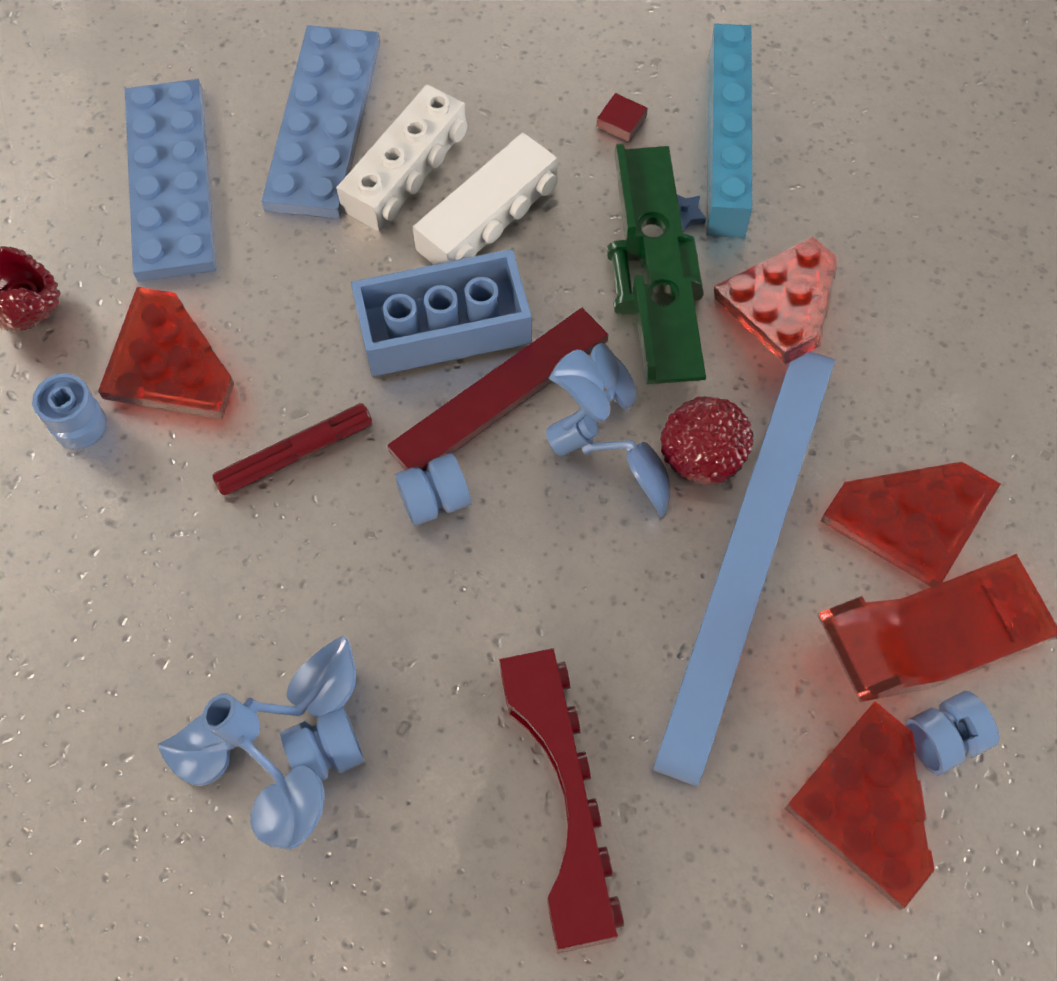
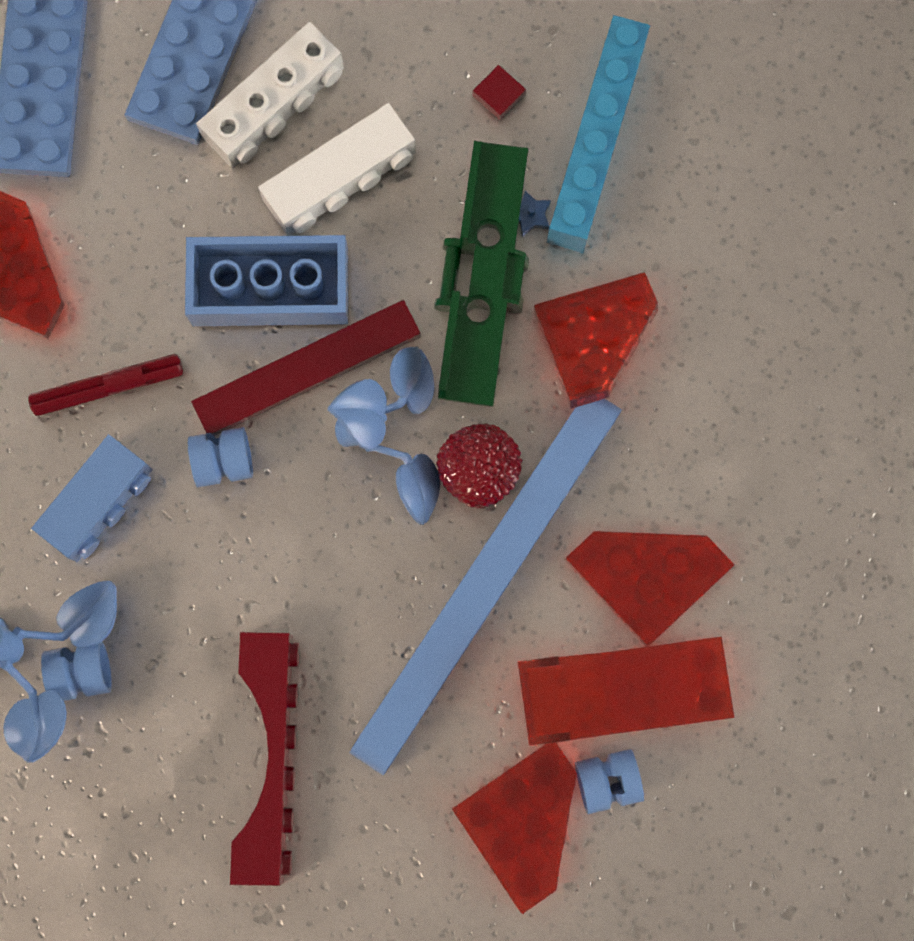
camera: 10 degrees right, 15 degrees up
(303, 562) = (93, 499): none -> medium blue brick

